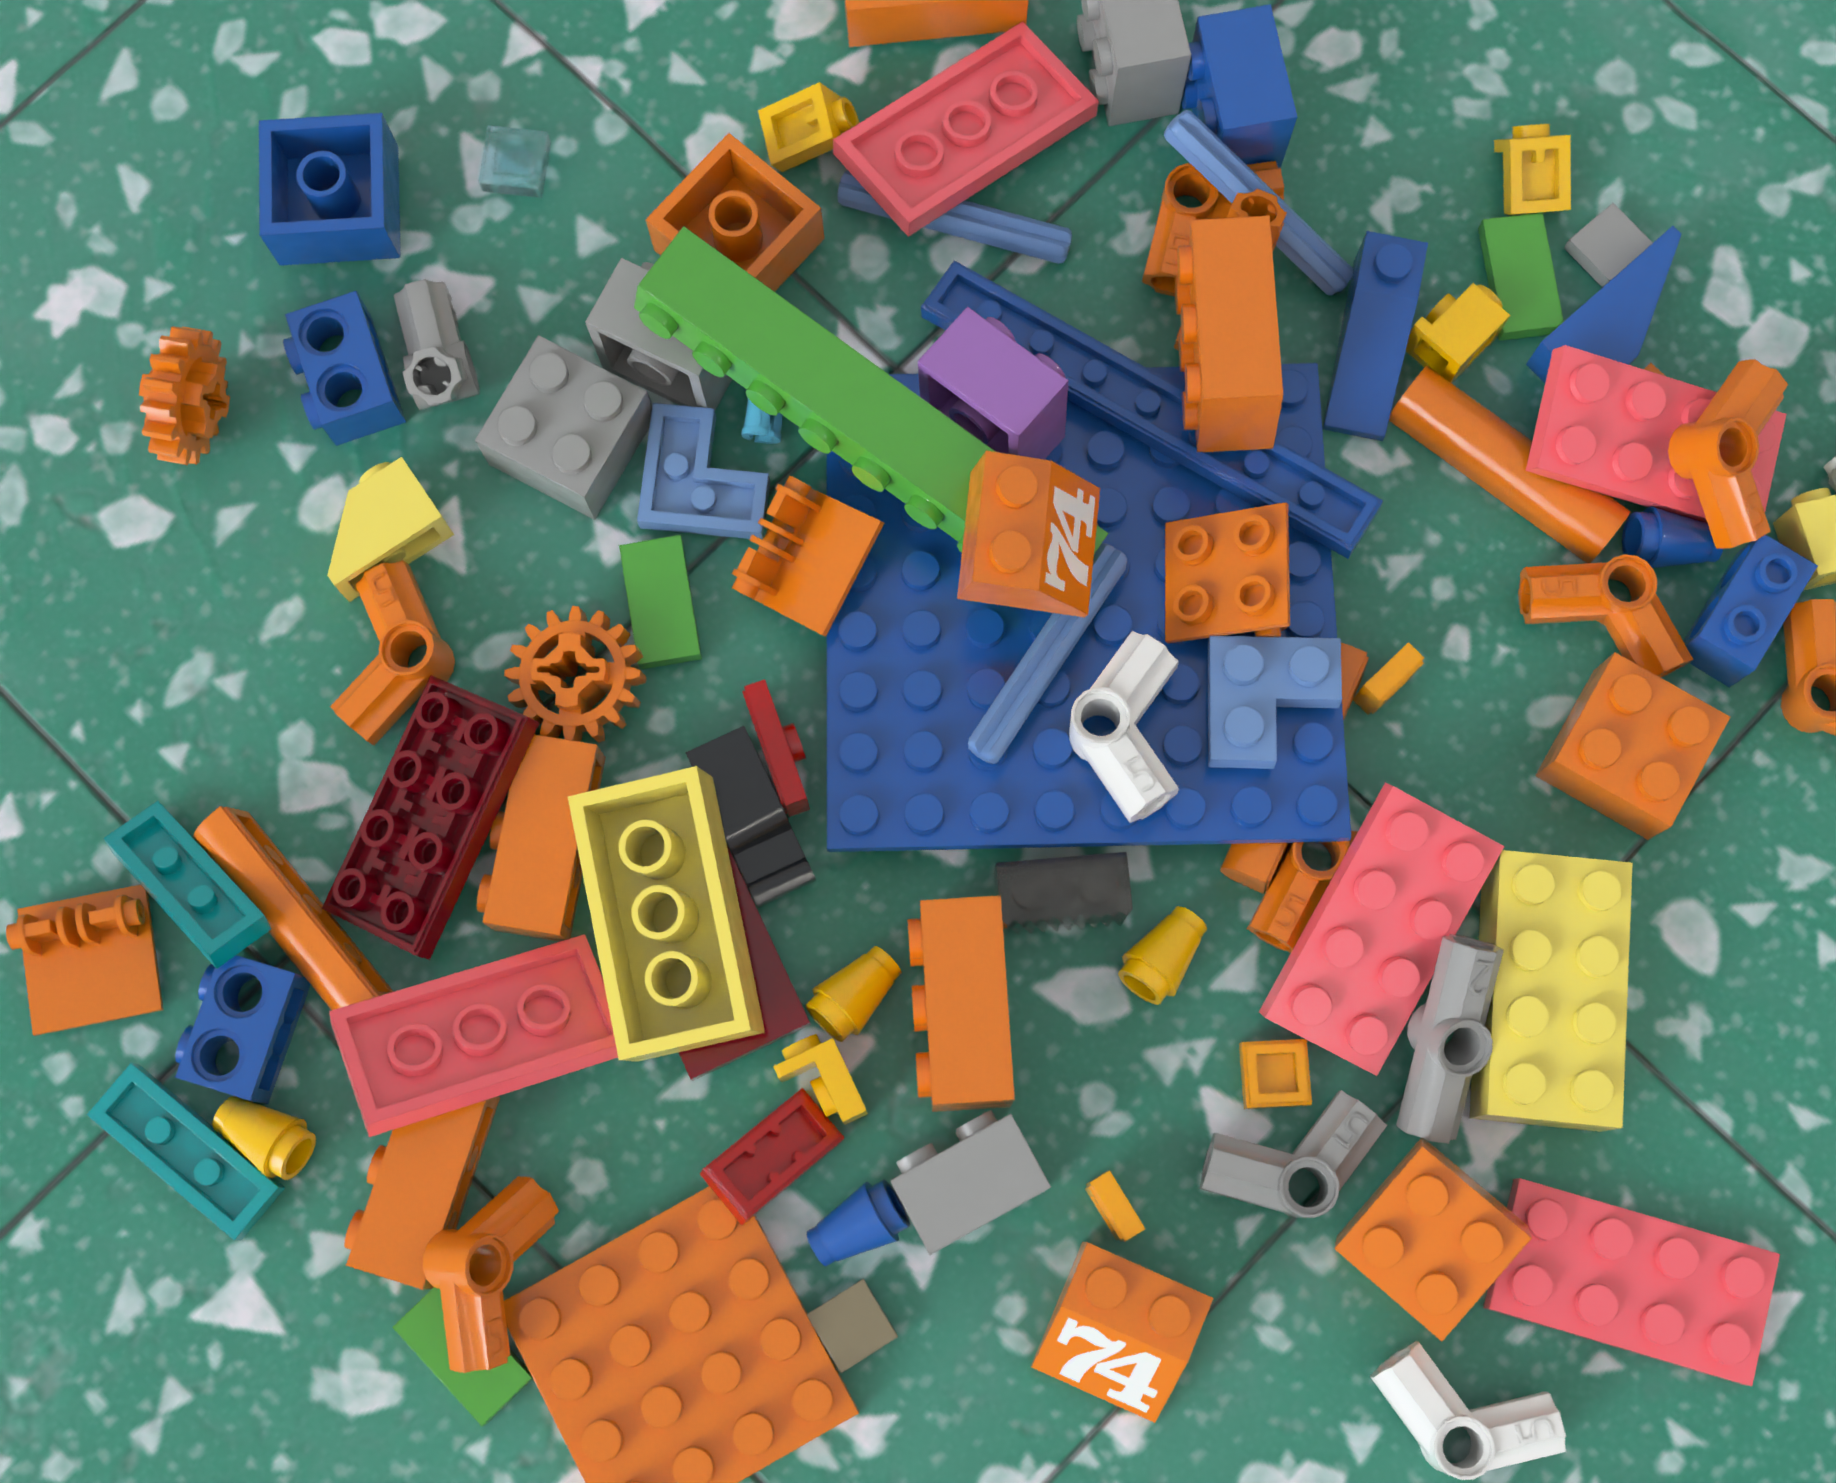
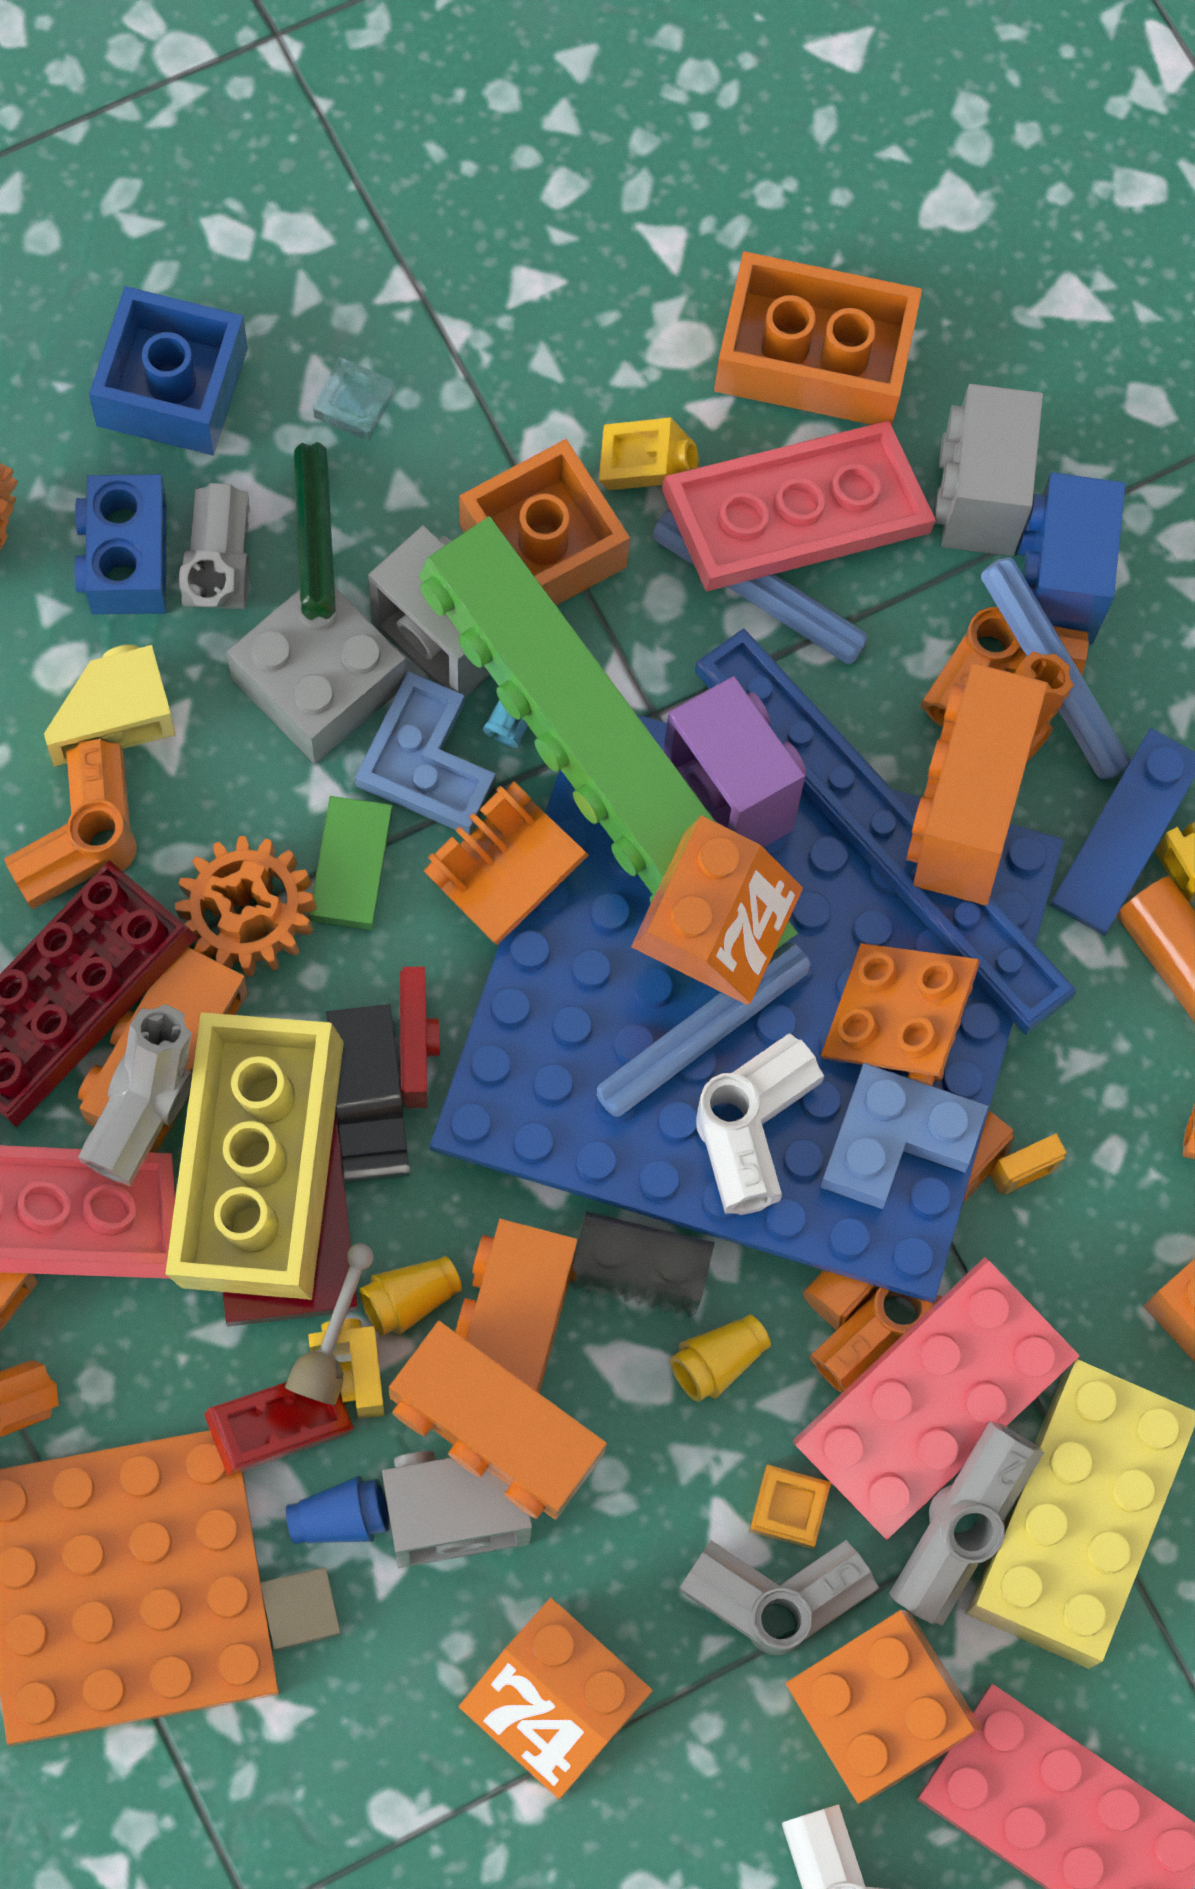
camera: 10 degrees right, 5 degrees down
(520, 299) = (314, 531): none -> dark green axle
(540, 890) = (143, 1094): none -> light grey piece
(796, 1101) = (318, 1372): none -> hinge
(985, 1102) = (495, 1423): none -> orange brick
(1114, 1207) = (589, 1578): light orange tile -> none

